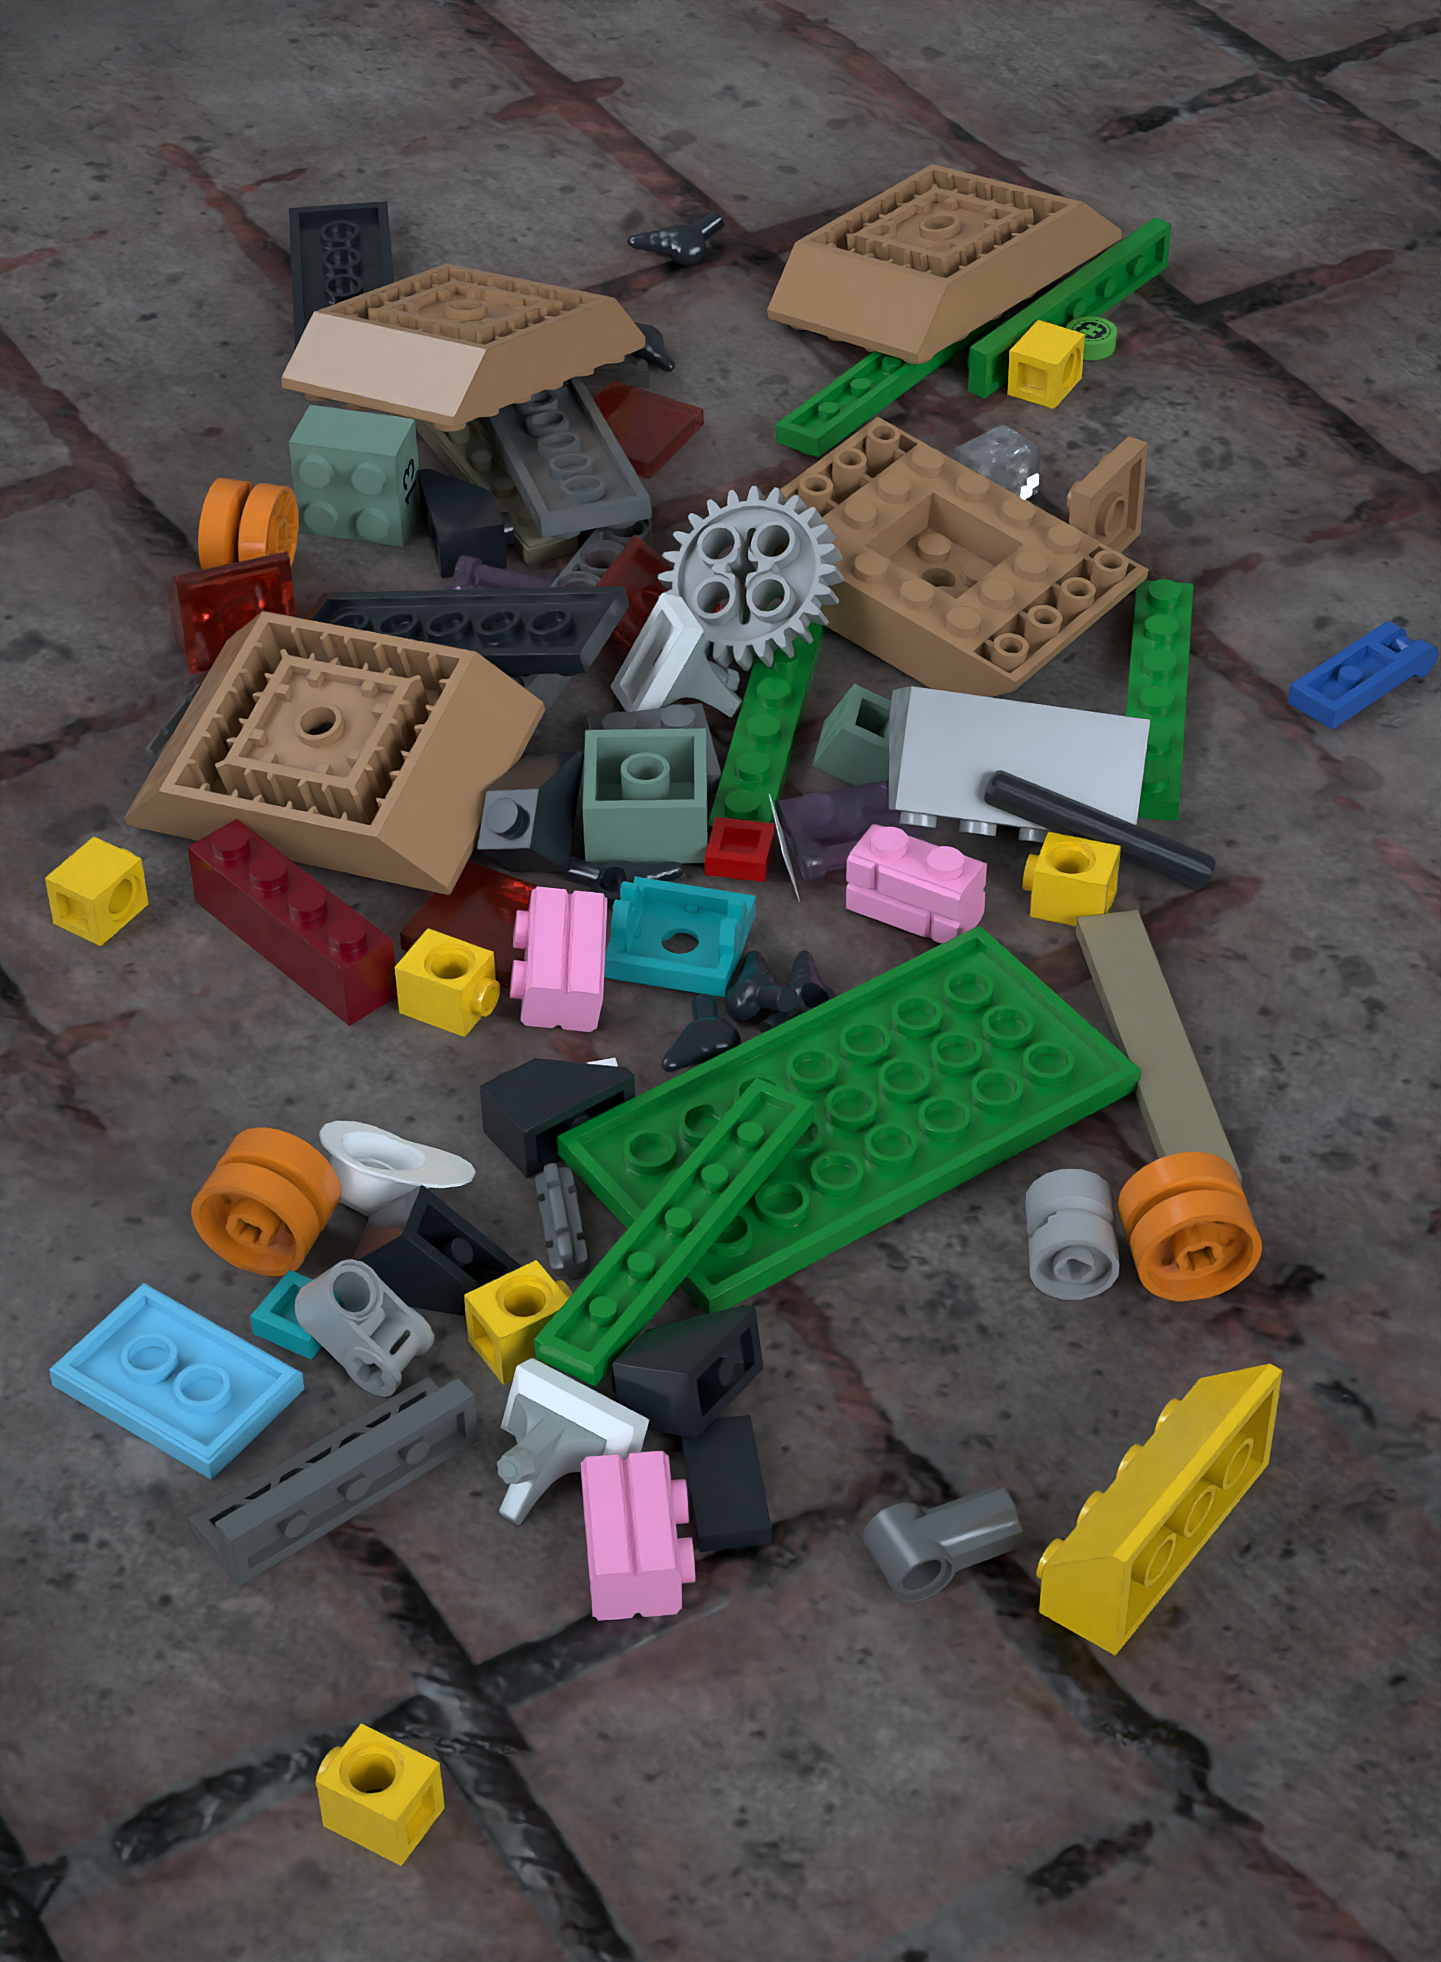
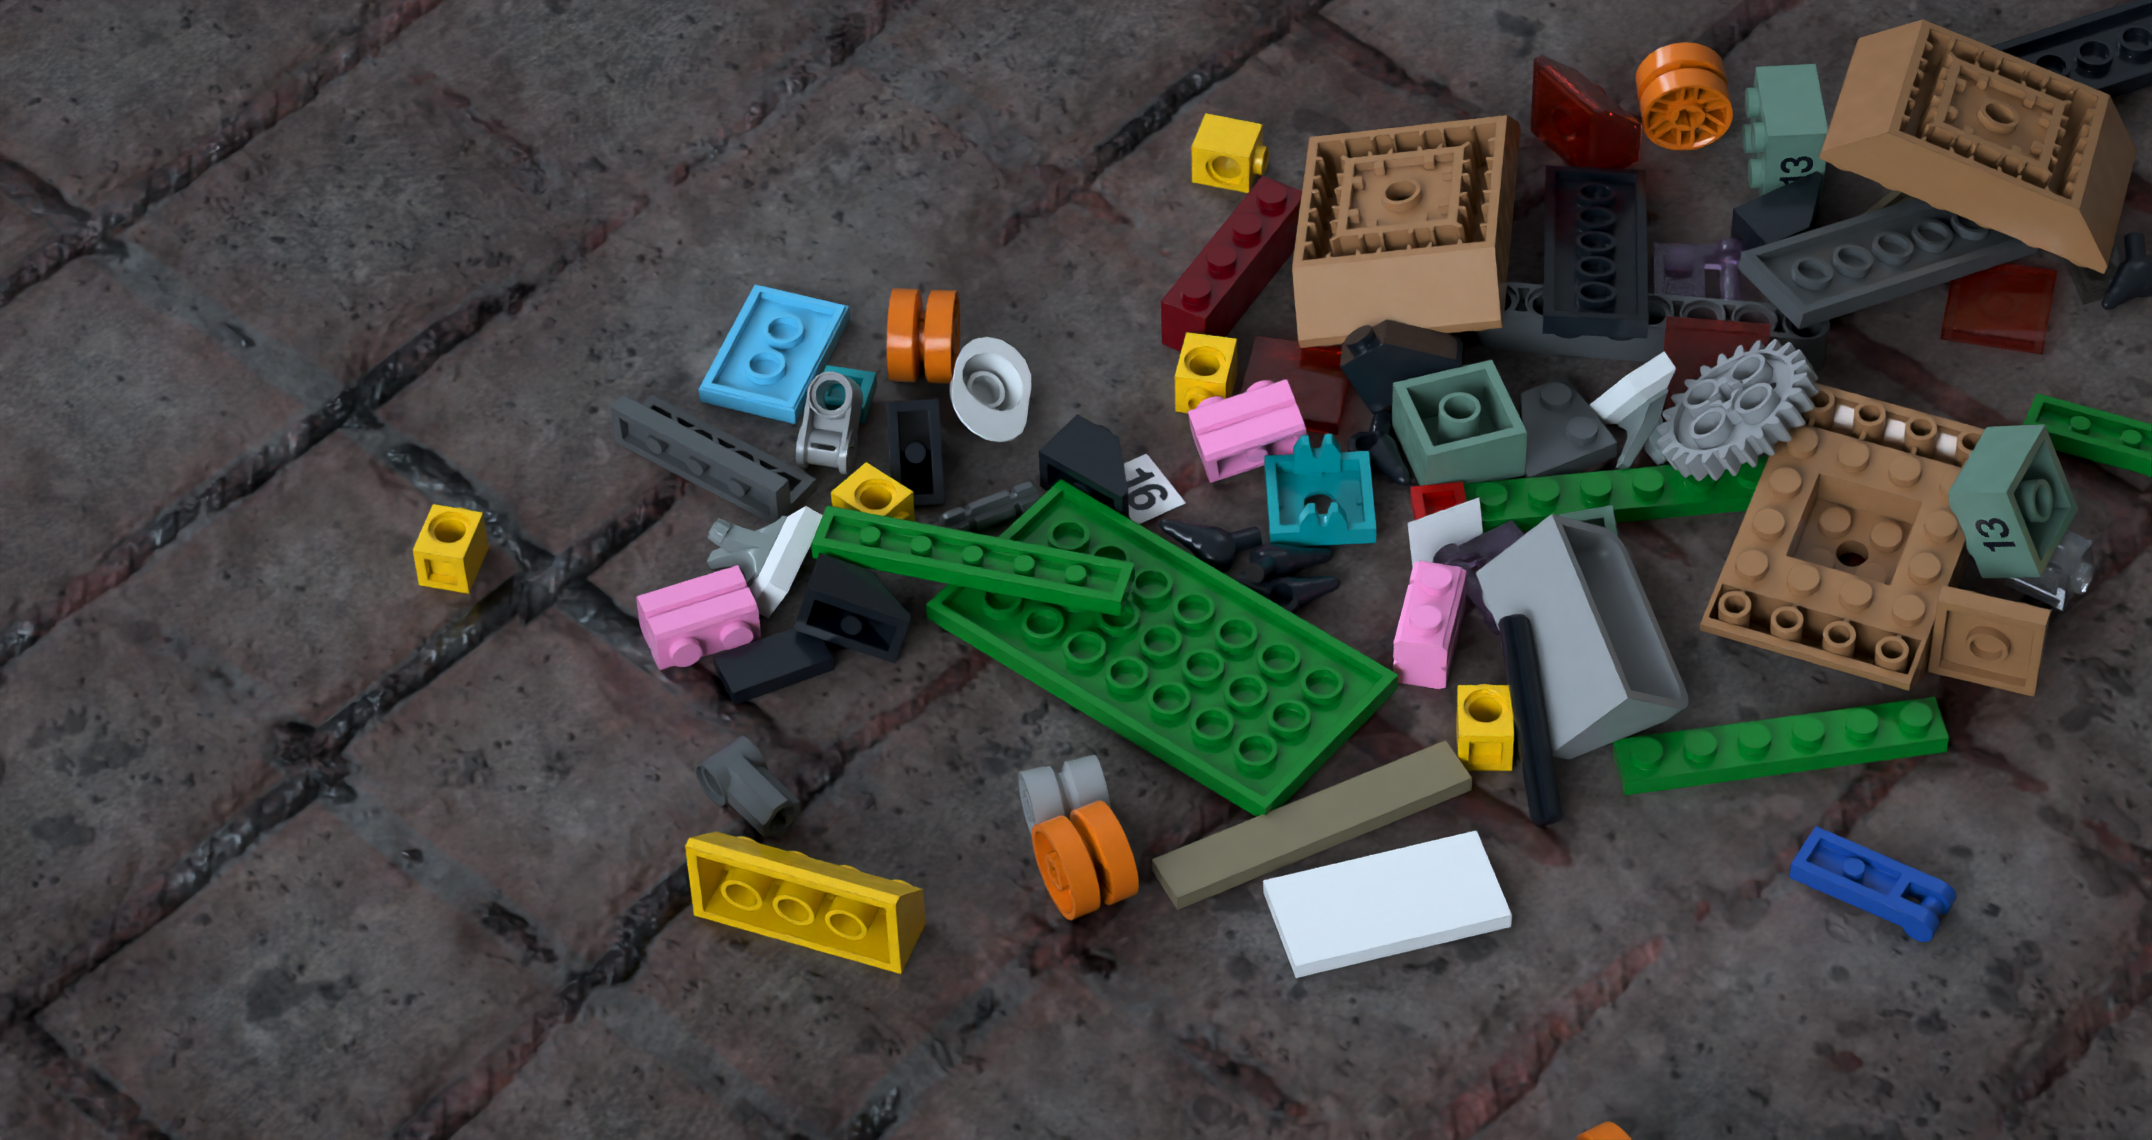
camera: 75 degrees right, 5 degrees up
(981, 420) = (2013, 501): none -> sand green brick
(1288, 1021) = (1386, 904): none -> white tile

